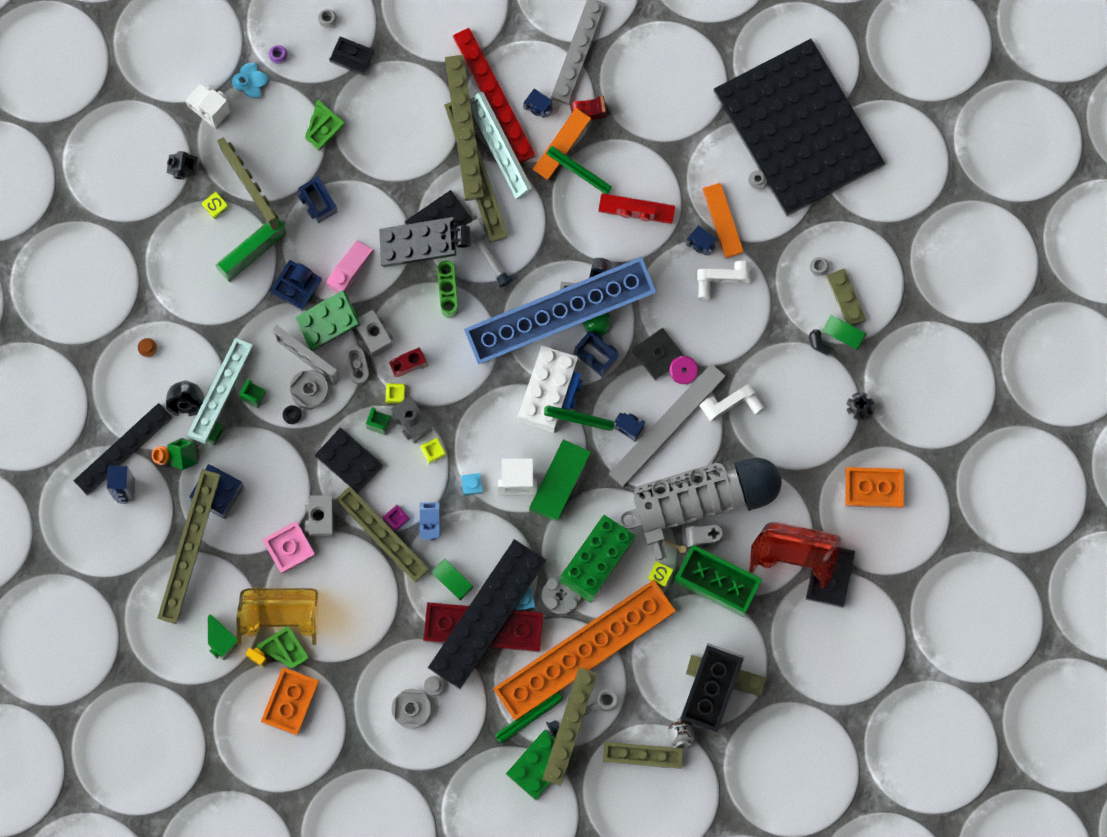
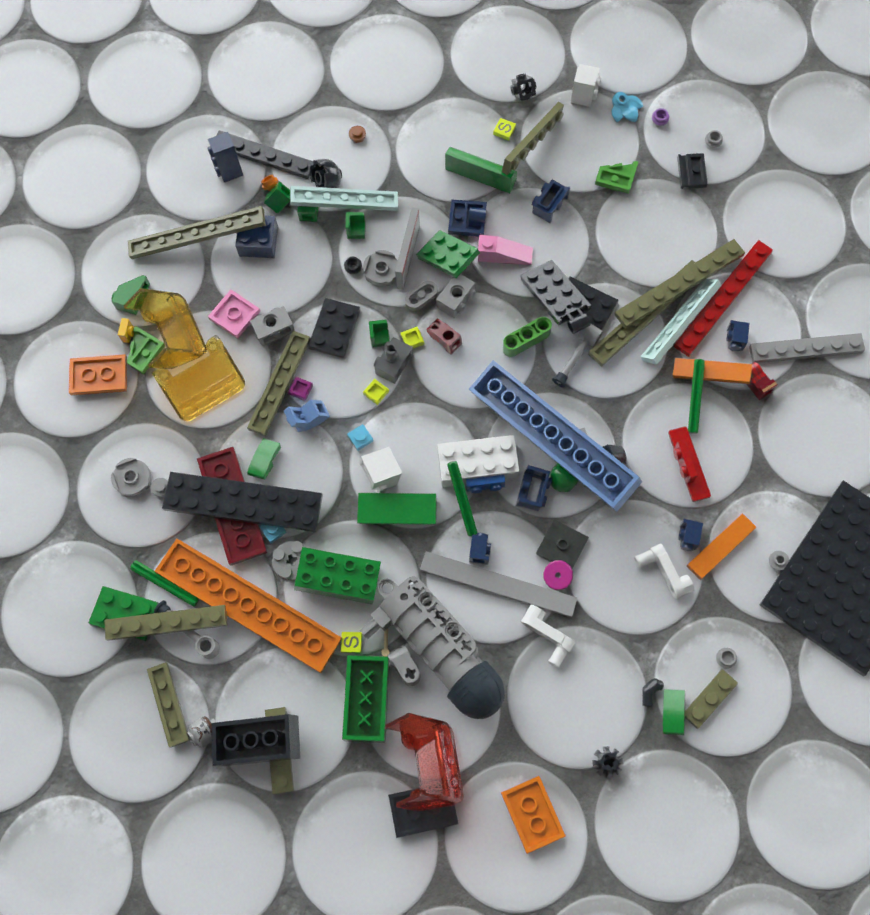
camera: 70 degrees right, 5 degrees down
(345, 603) = (203, 383): none -> clear yellow windscreen

